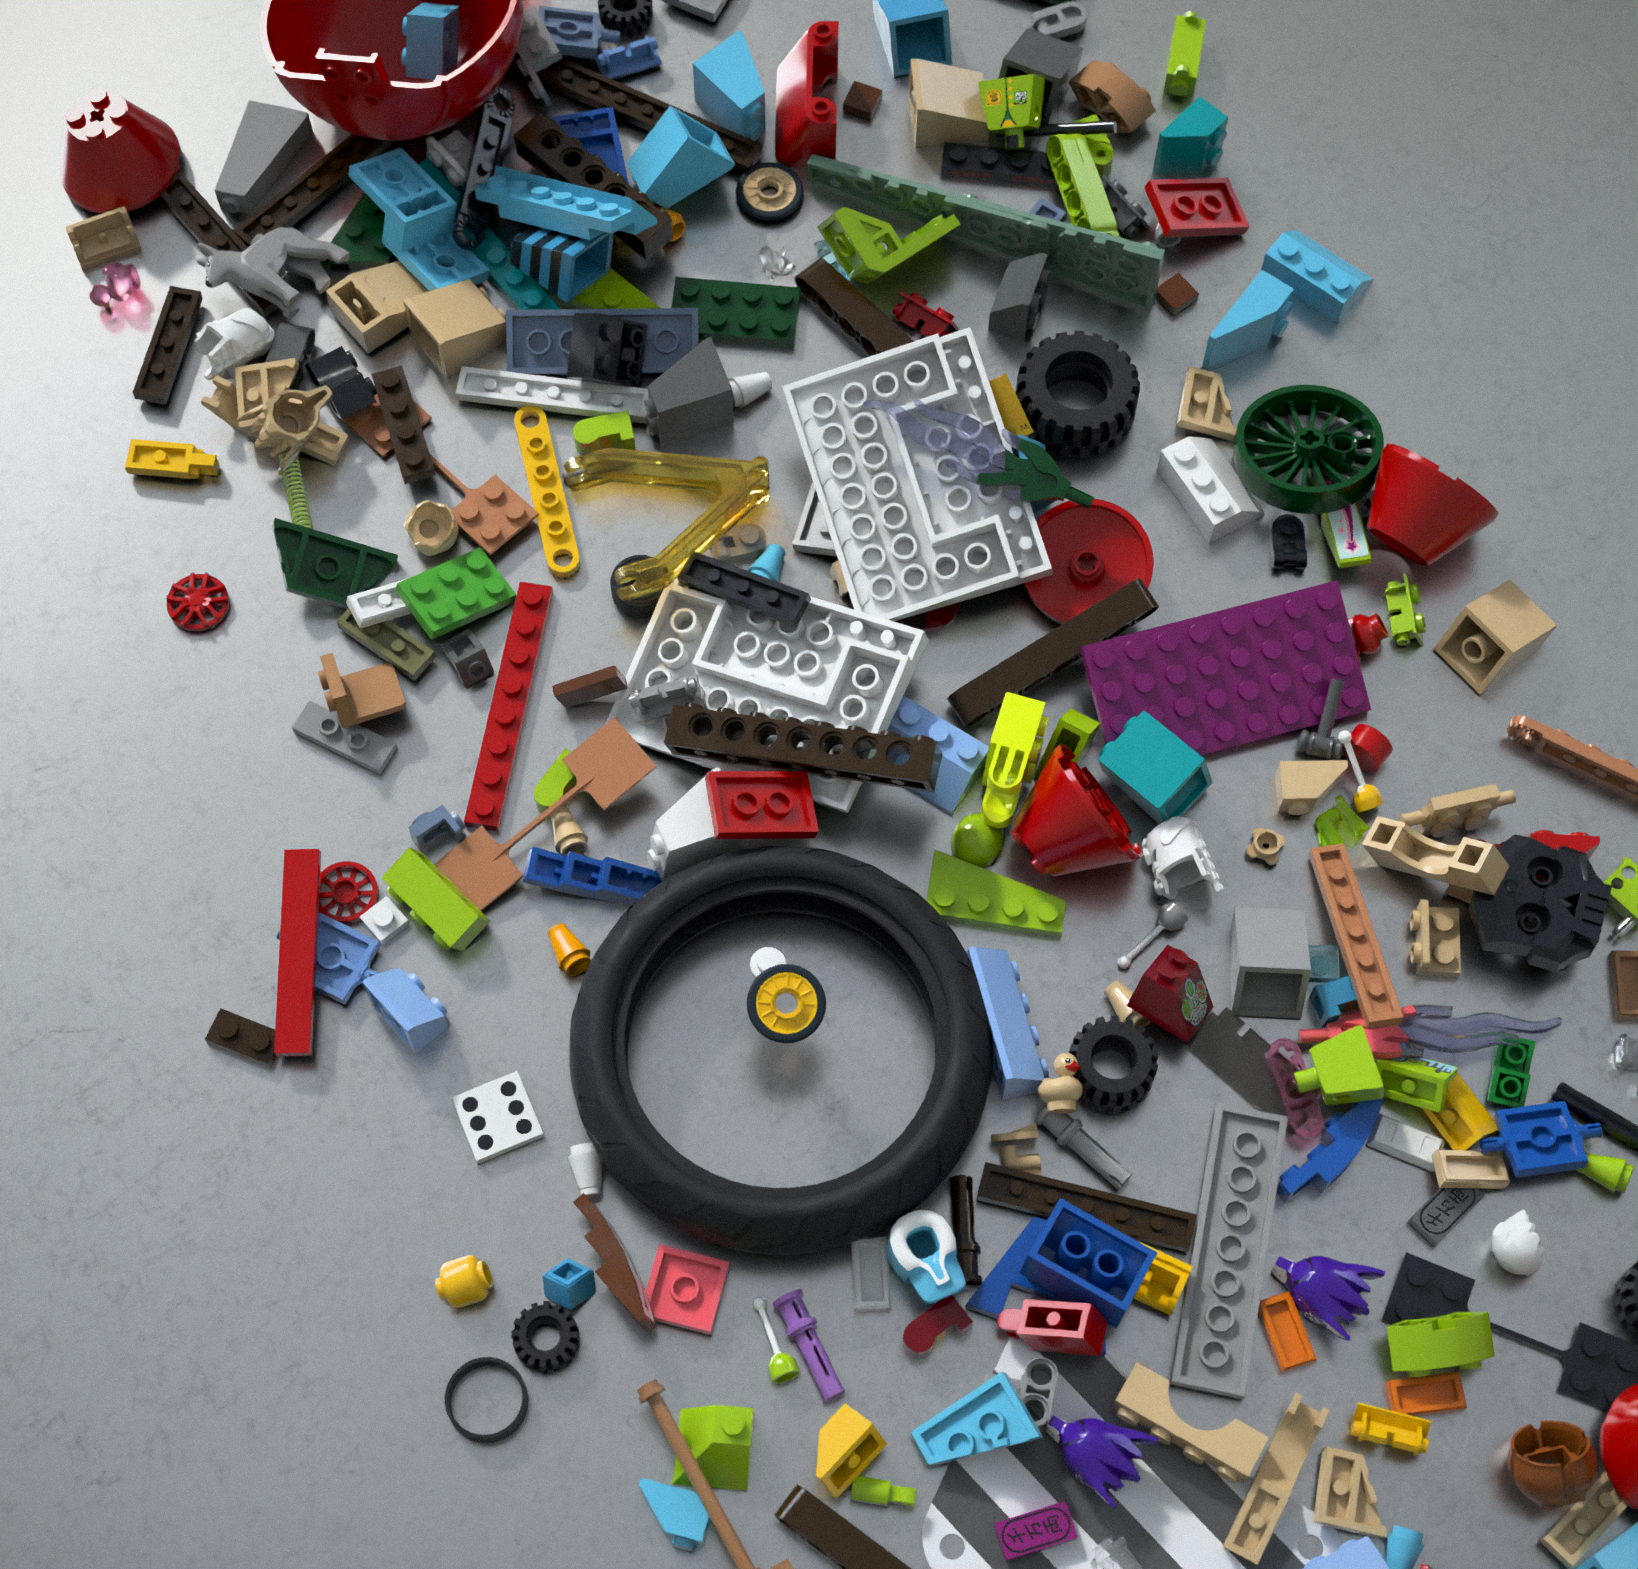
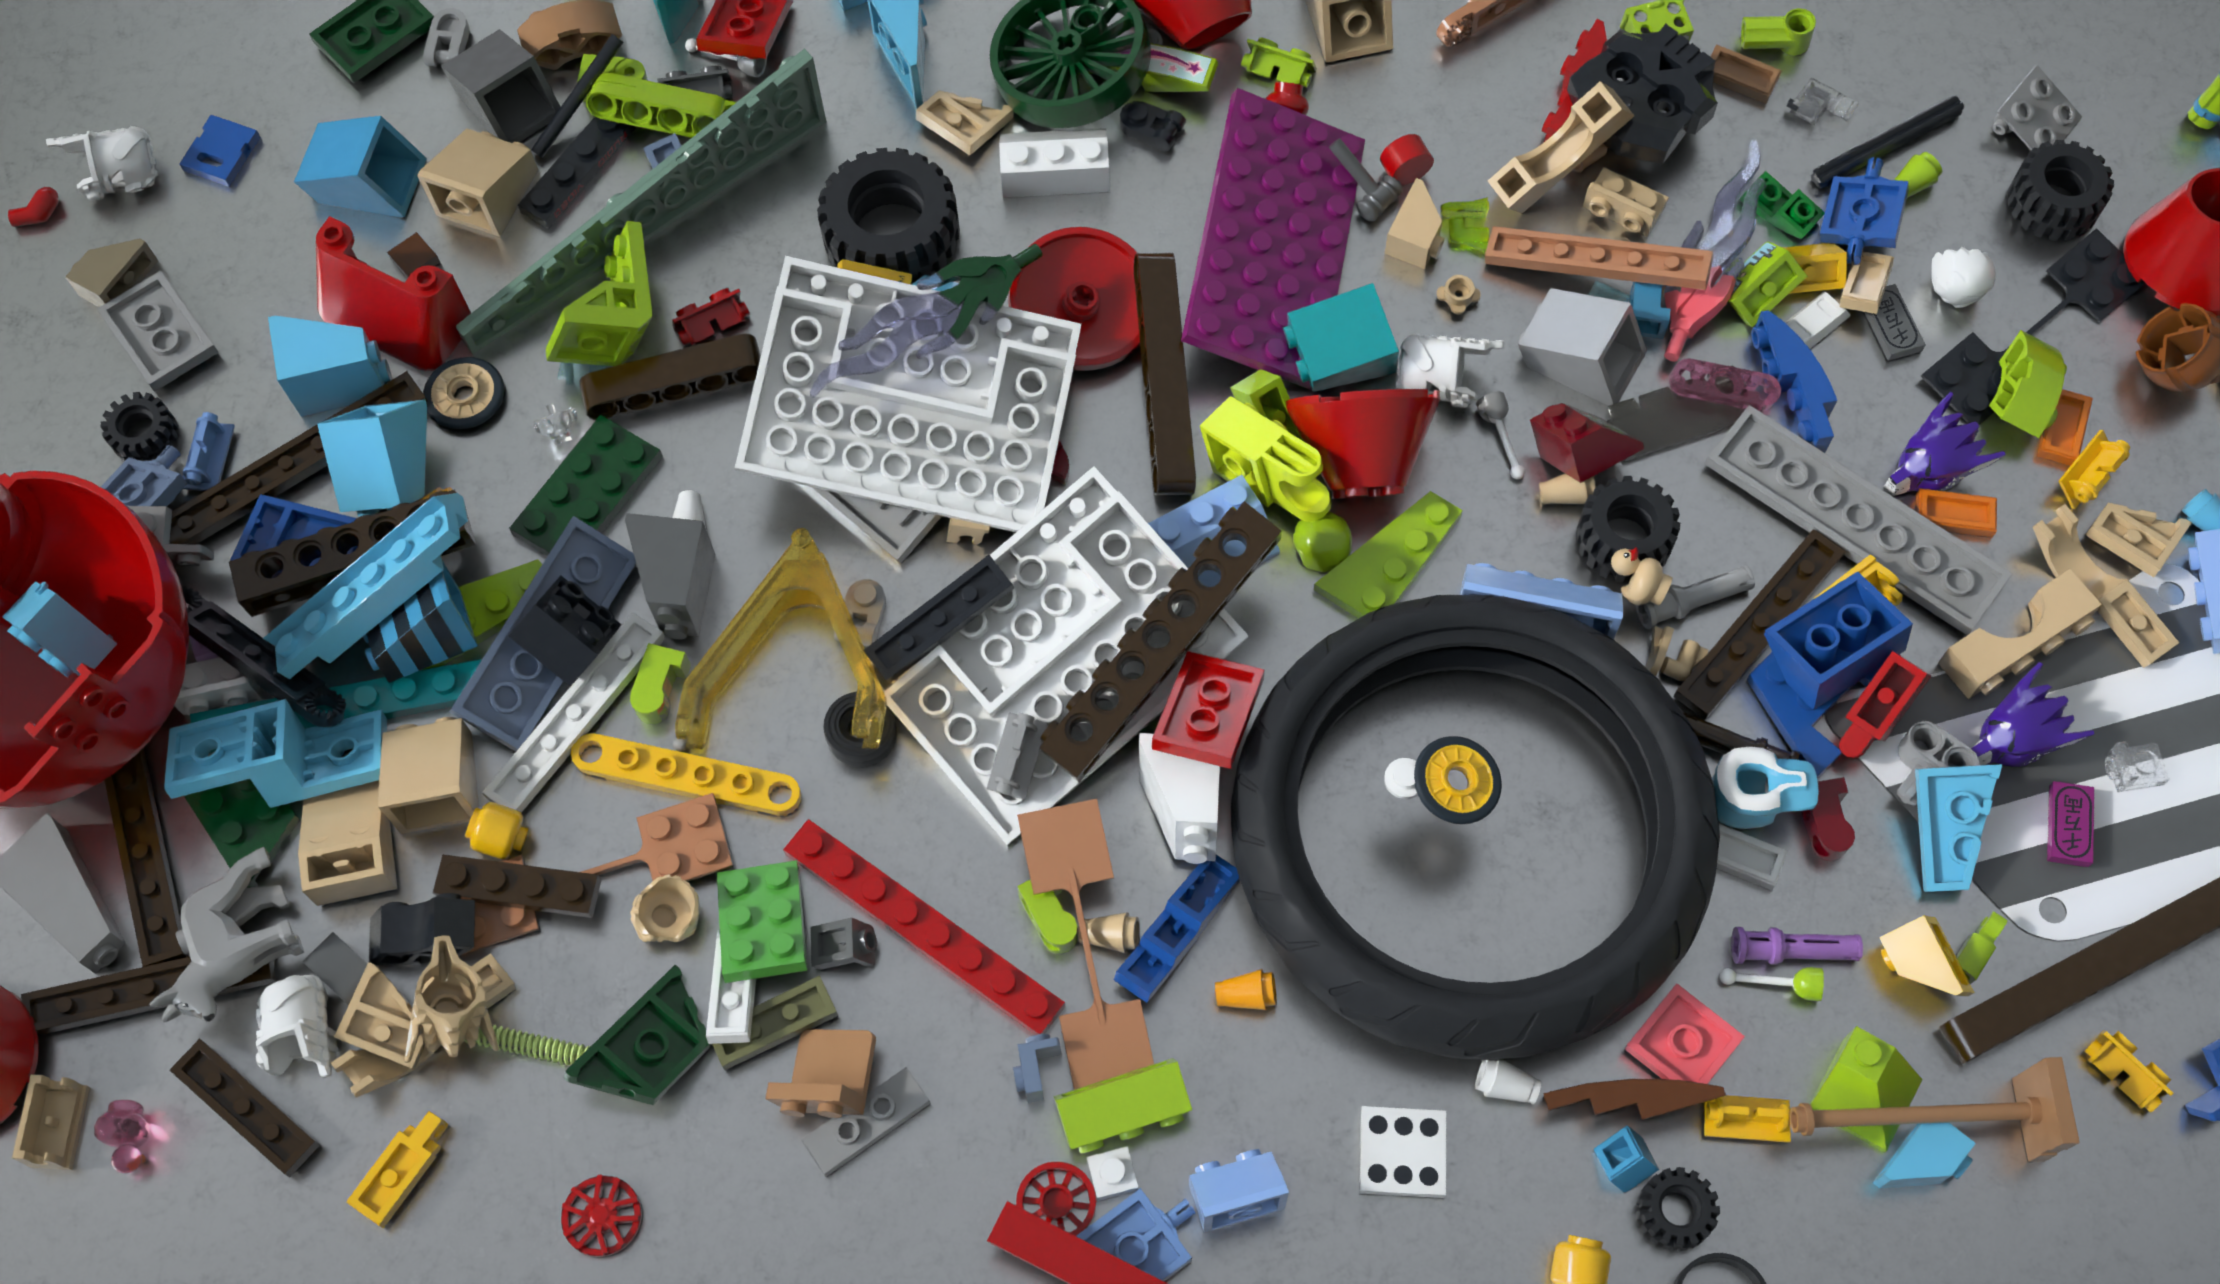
camera: 60 degrees left, 0 degrees up
(438, 390) = (496, 830): none -> yellow head
(589, 686) = (955, 830): reddish brown tile -> none
(646, 1358) = (1748, 1118): none -> yellow hinge
(769, 562) = (907, 591): medium azure cone -> none
(1013, 106) = (530, 117): lime torso -> none
(1020, 296) = (745, 215): dark grey slope -> none
(1176, 294) = (830, 86): reddish brown tile -> none
(1342, 1070) = (1735, 328): lime torso -> none
(1366, 795) = (1454, 185): hinge -> none
(1458, 810) = (1517, 114): tan plate -> none

